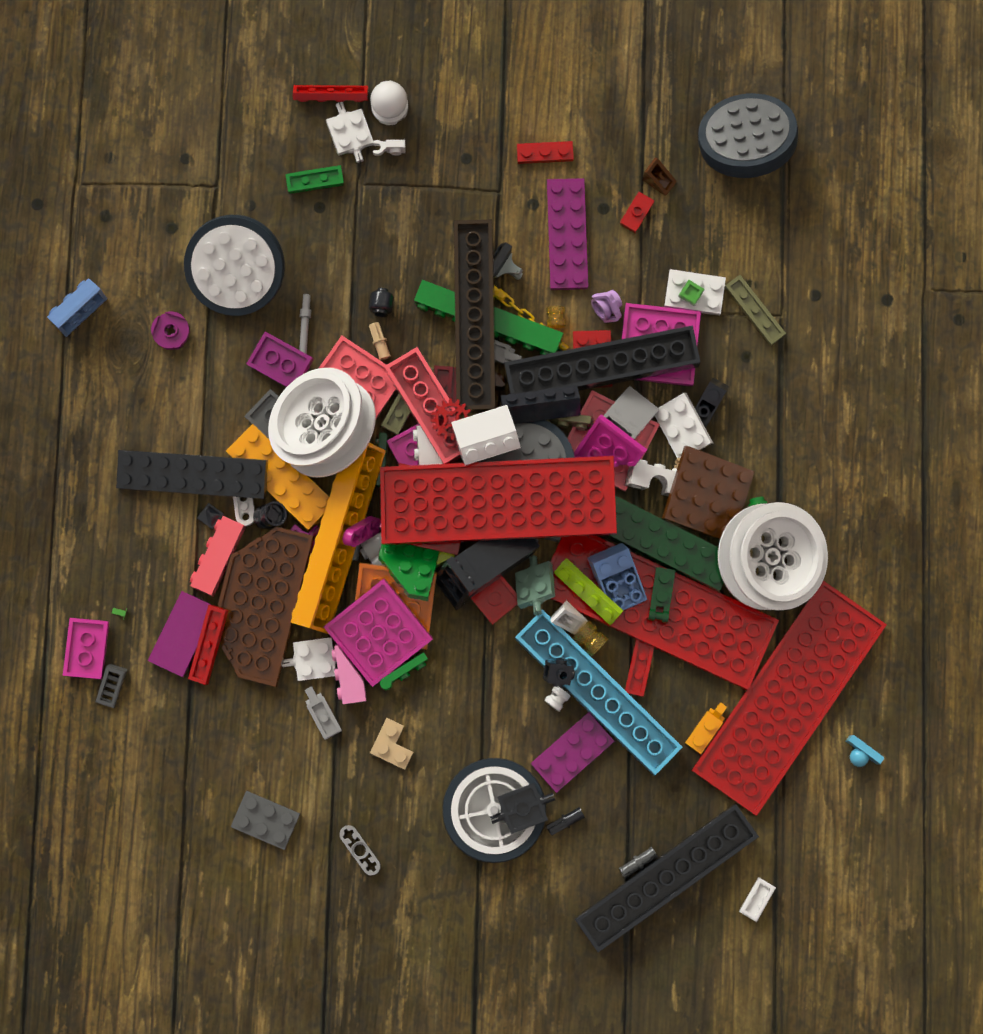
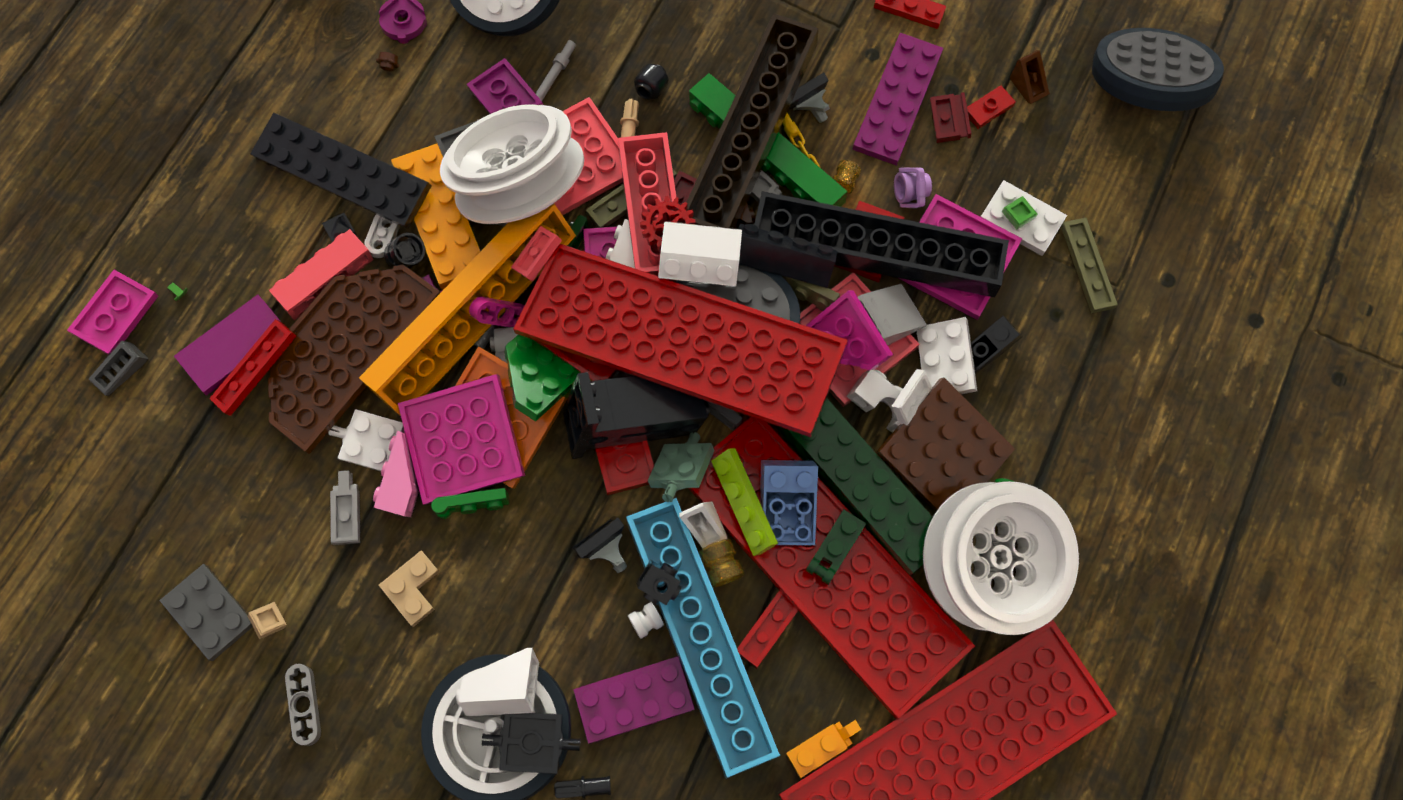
camera: 20 degrees right, 10 degrees down
(177, 370) = (387, 61): none -> reddish brown plate
(308, 808) = (266, 620): none -> tan tile
(370, 481) = (536, 253): none -> coral plate
(487, 782) = (501, 686): none -> white slope
(505, 659) = (603, 544): none -> black piece
(612, 235) = (950, 117): none -> dark red plate
(670, 470) = (911, 397): none -> white plate

